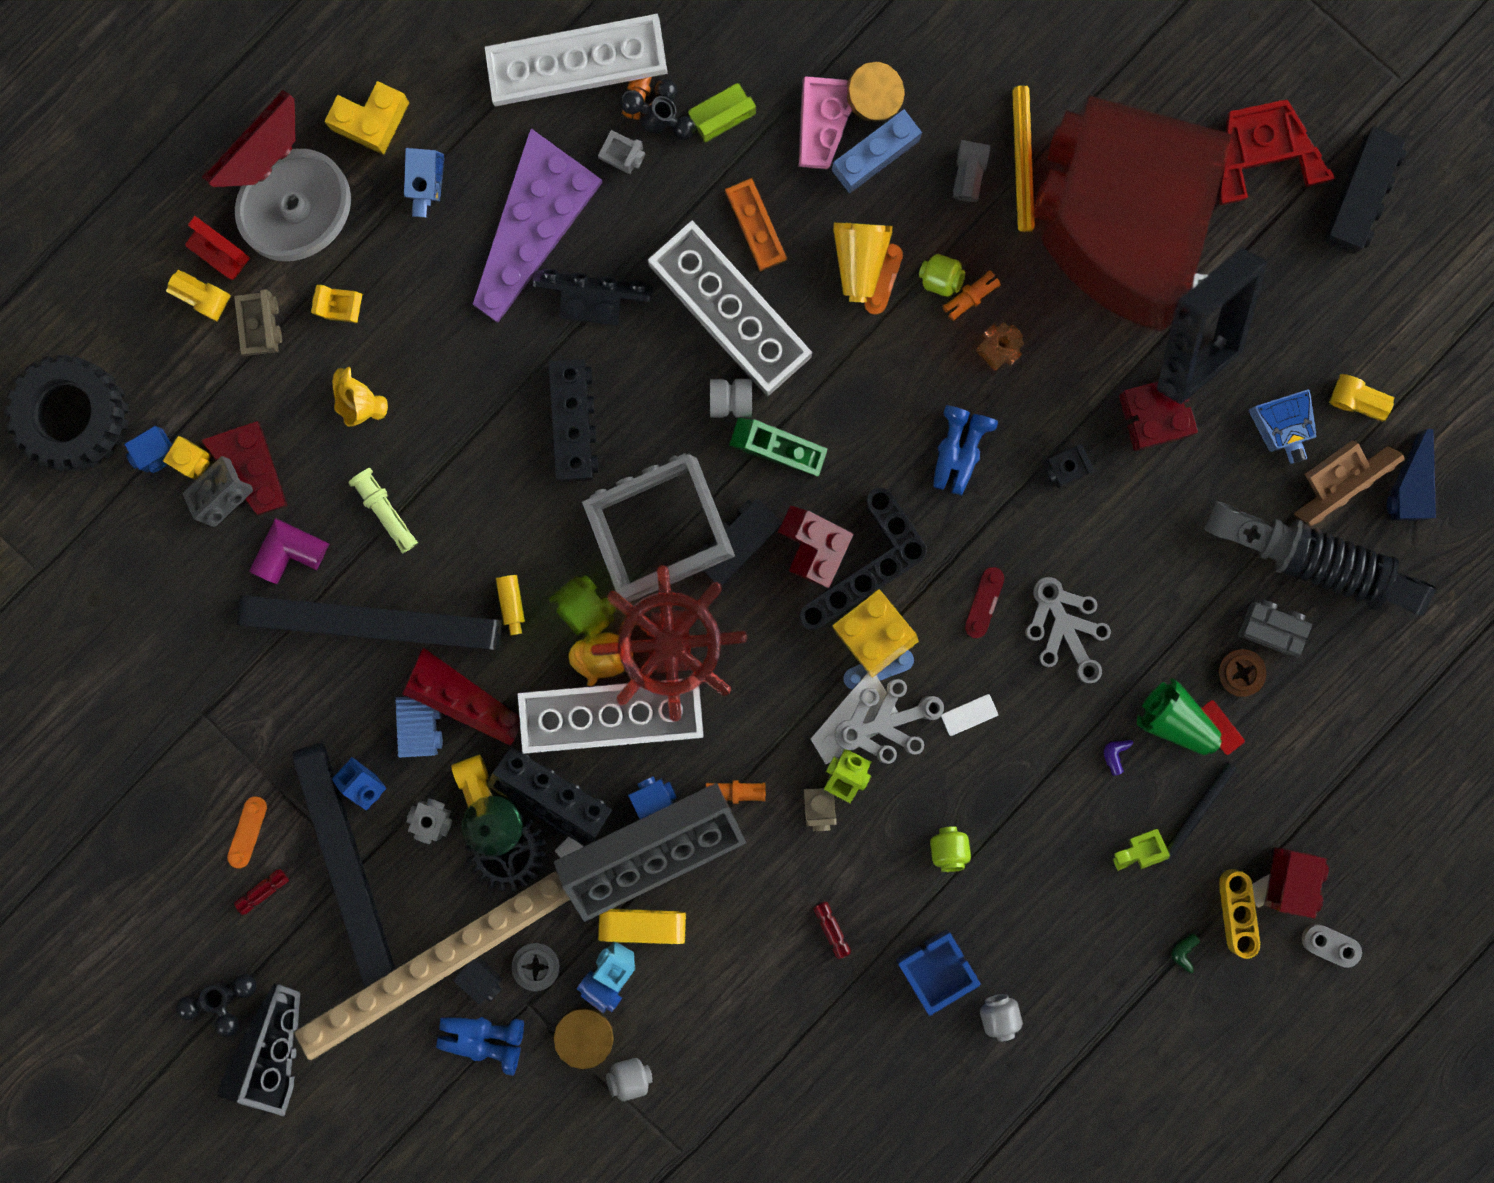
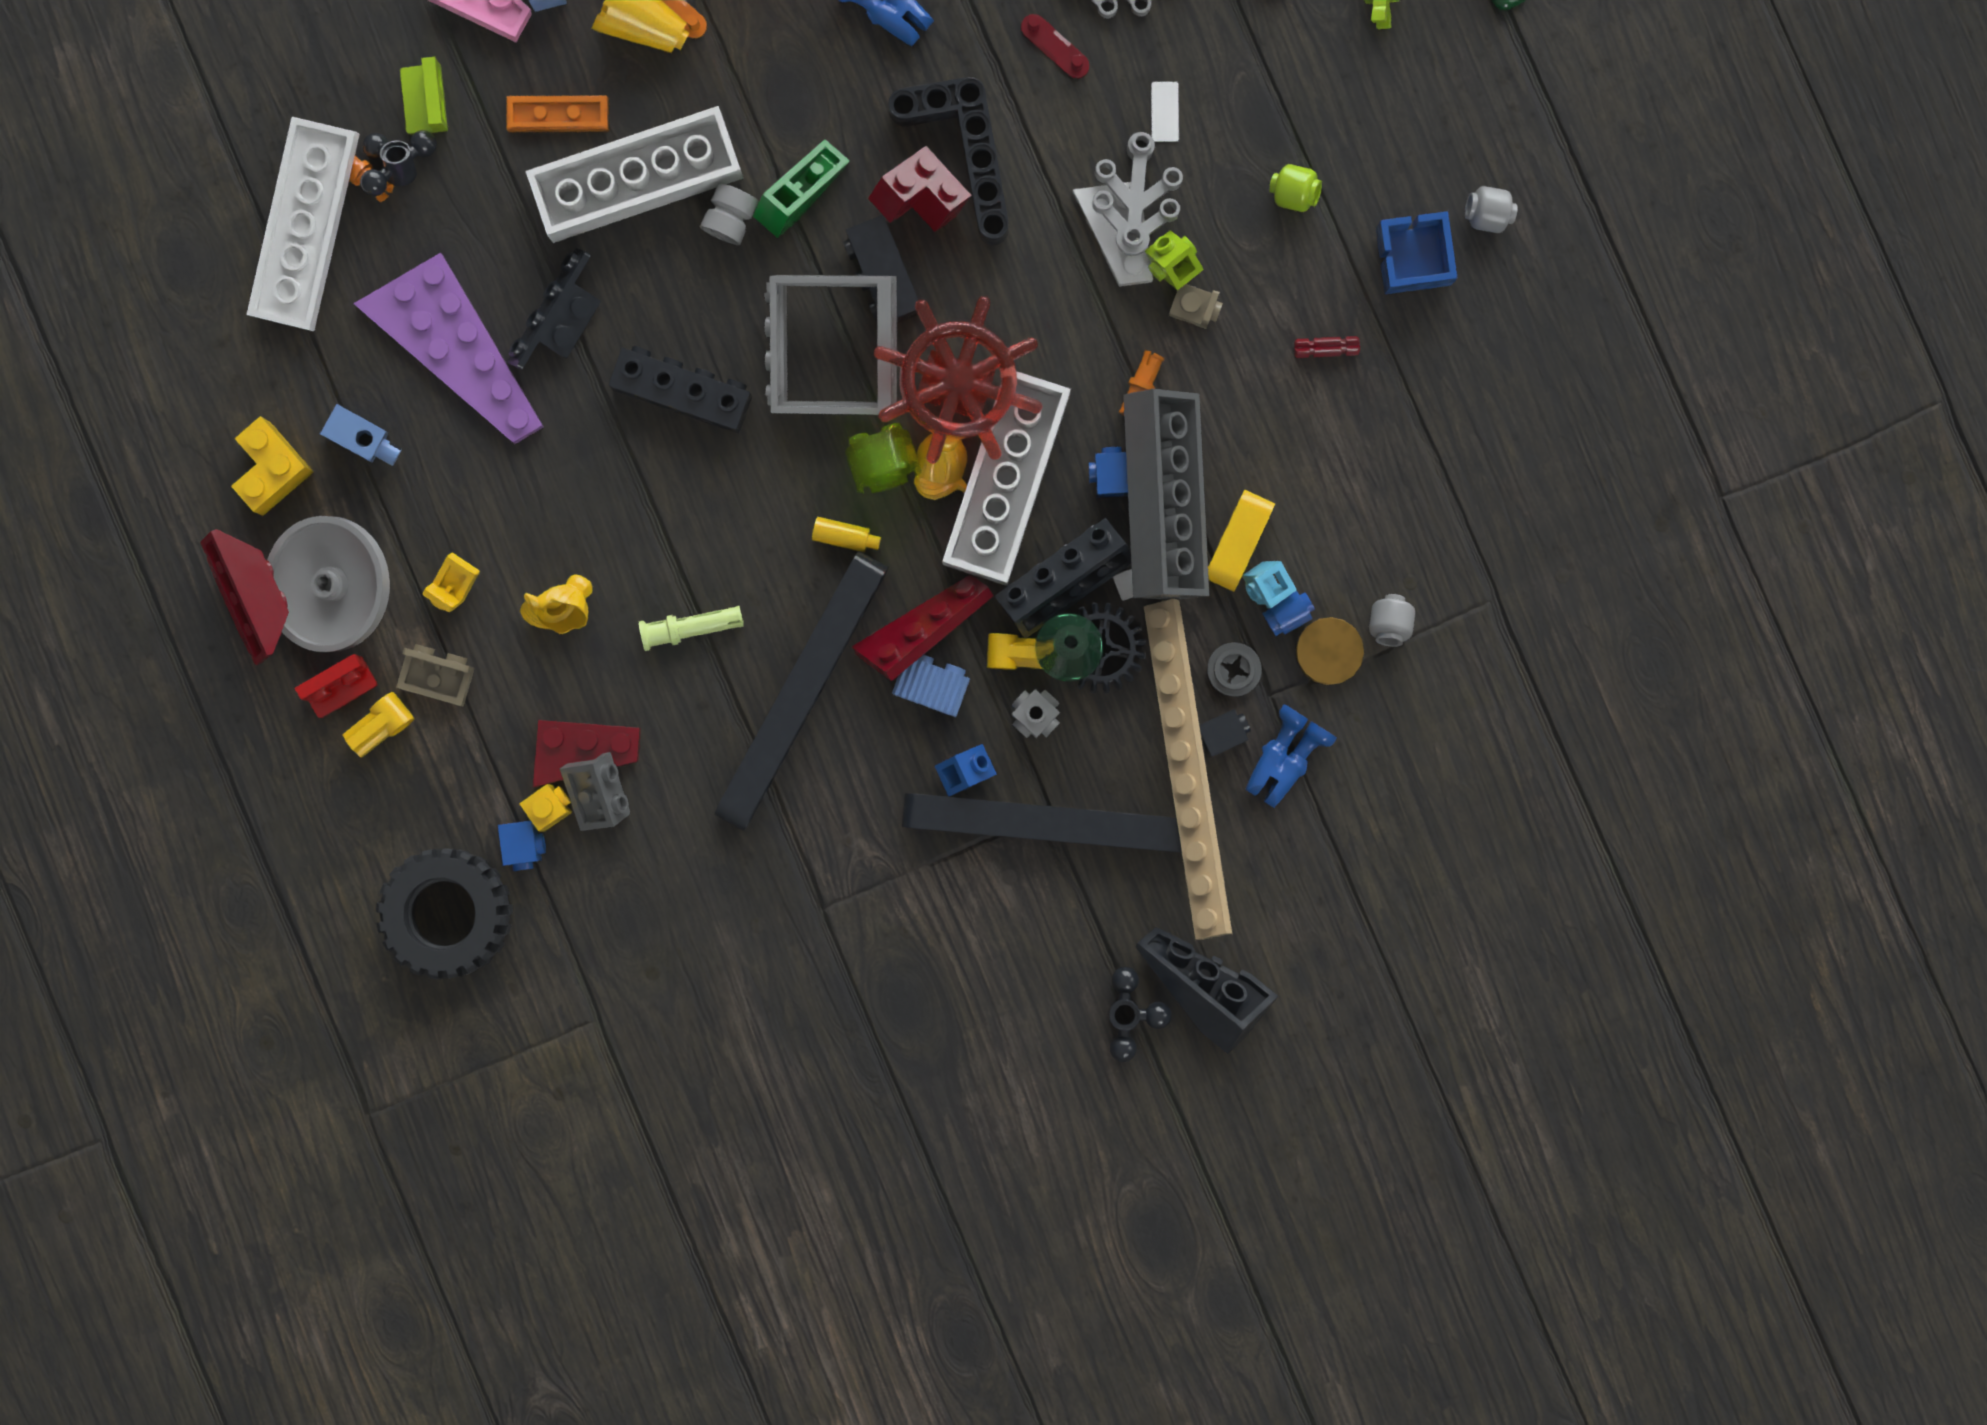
camera: 60 degrees left, 0 degrees up
(247, 832) = (965, 913): orange piece -> none
(261, 891) = (1034, 923): dark red axle -> none
(285, 543) = (679, 746): magenta brick -> none
(622, 152) = (421, 218): light grey bracket -> none
(875, 633) = (1039, 168): yellow brick -> none
(901, 664) = (1076, 177): medium blue piece -> none

